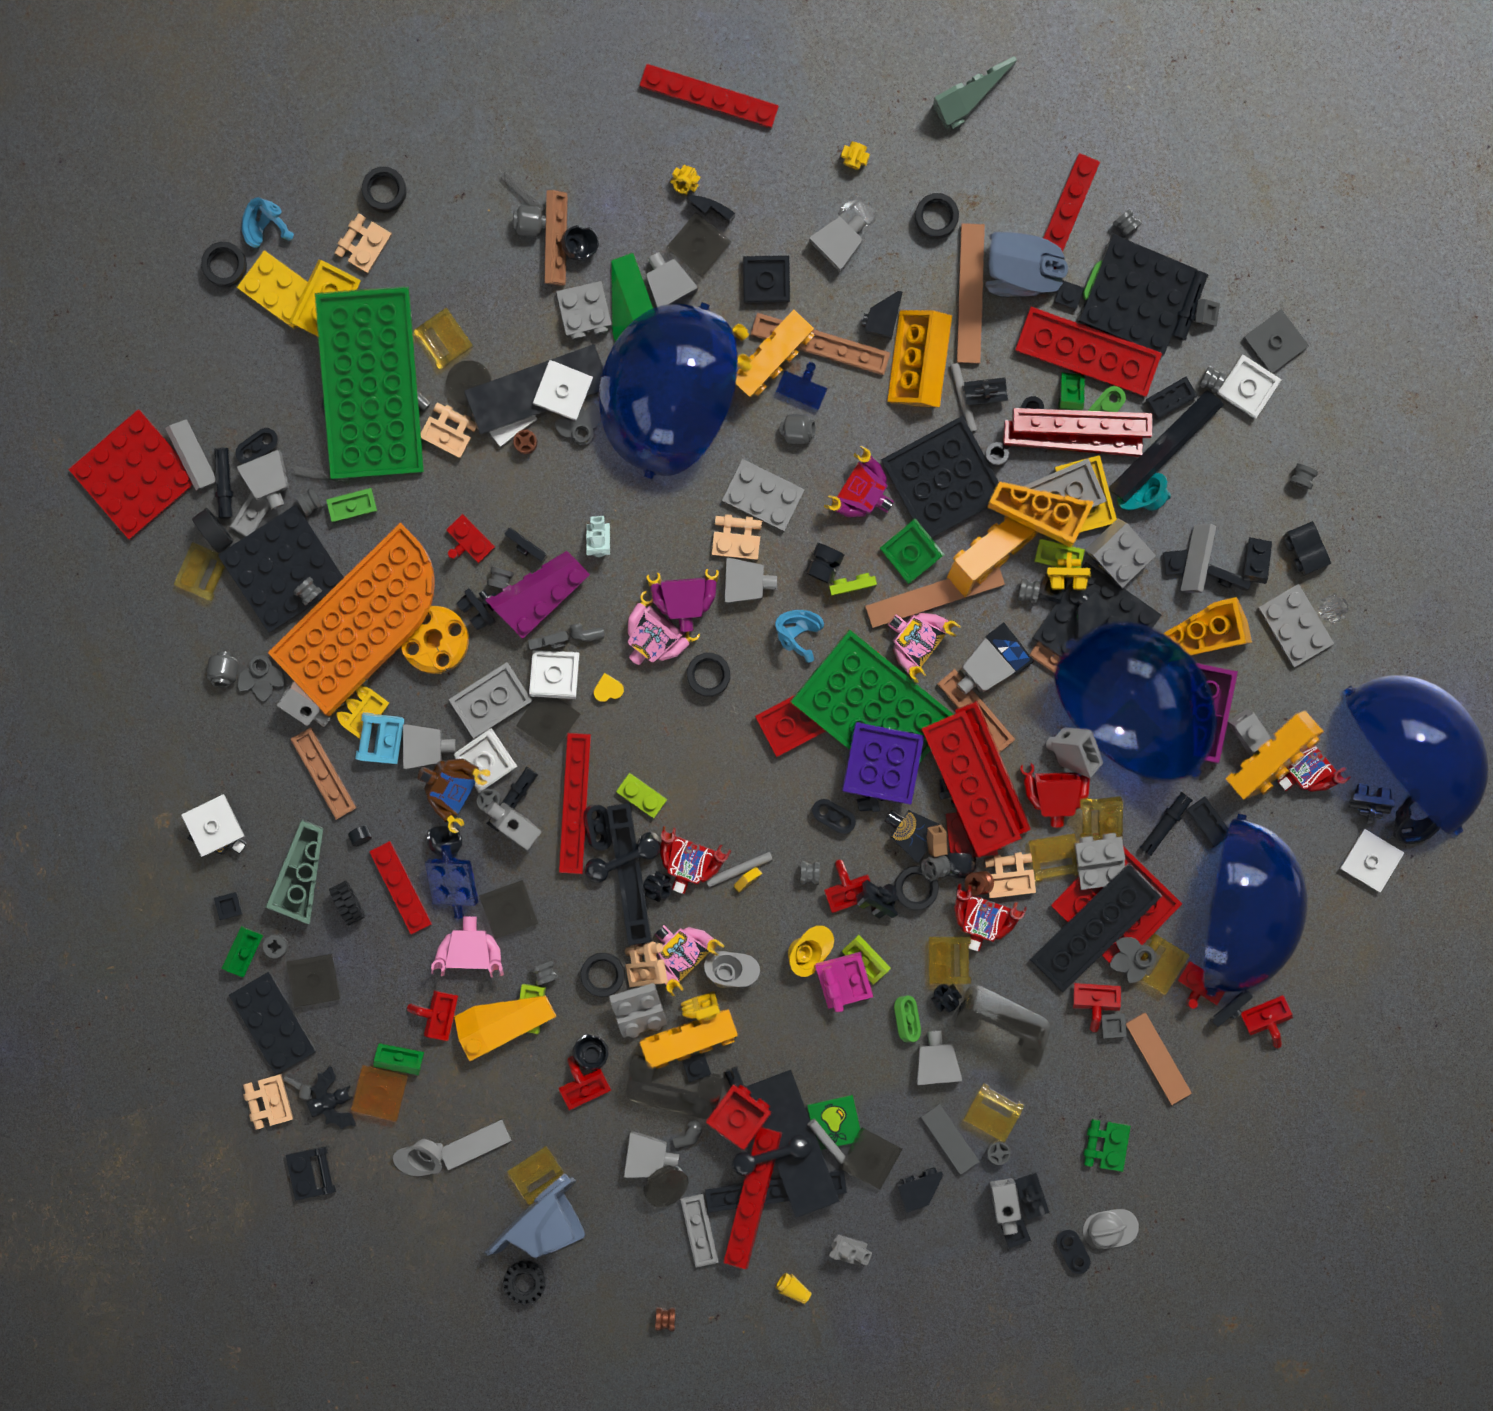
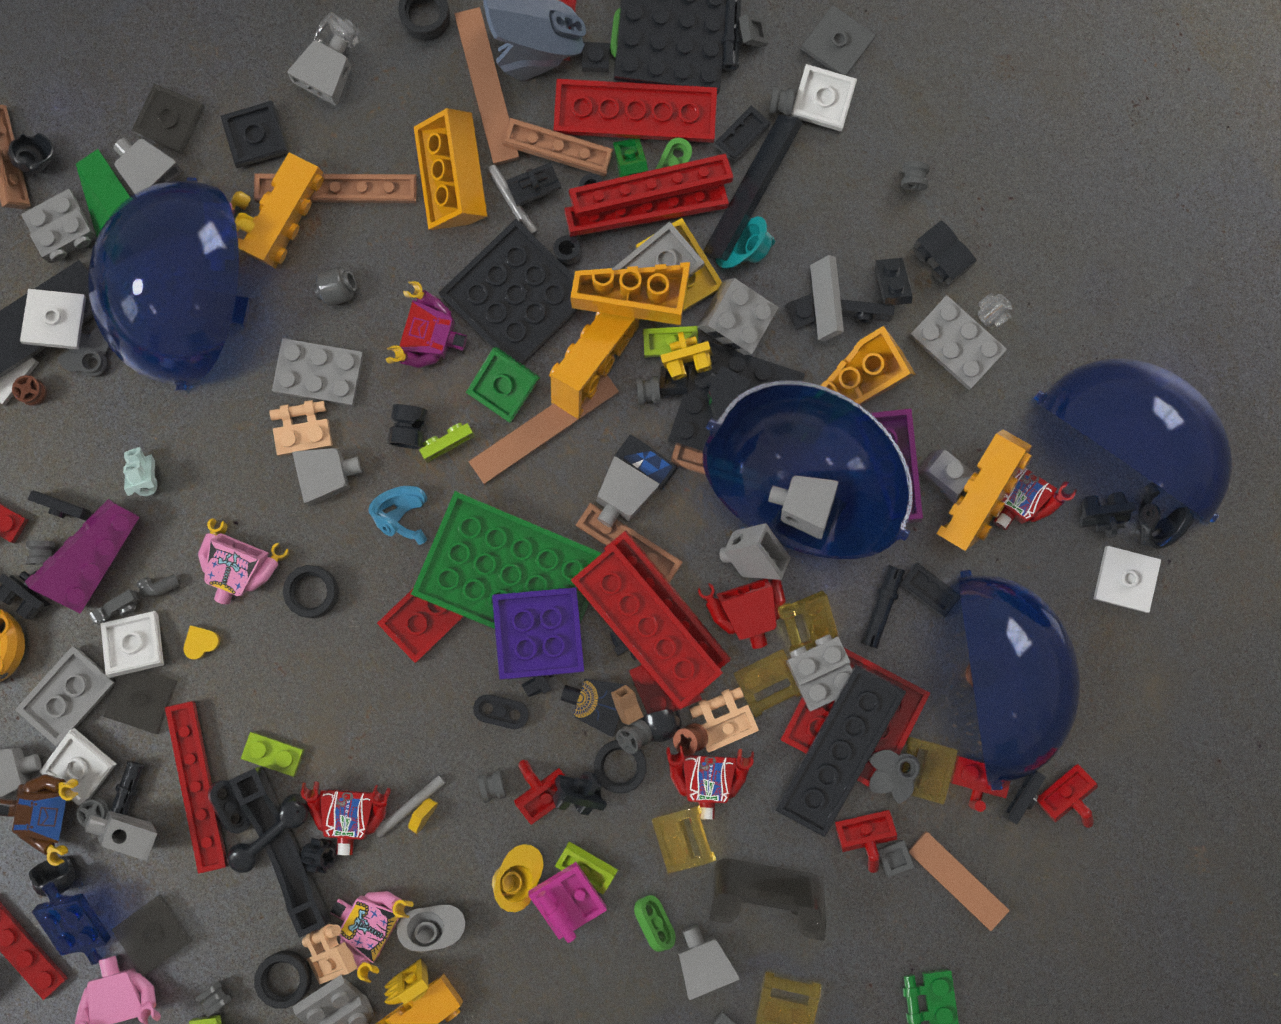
camera: 25 degrees left, 5 degrees down
(684, 597) = (256, 511): magenta torso -> none
(685, 179) = (132, 51): yellow gear -> none
(705, 204) = (165, 72): black slope -> none
(802, 388) = (328, 242): clear blue plate -> none
(883, 316) = (395, 136): black slope -> none
(918, 639) = (538, 481): torso -> none
(946, 997) = (692, 885): black gear -> none
(1014, 364) = (557, 147): none -> nougat tile
(1128, 723) = (806, 503): none -> light grey torso

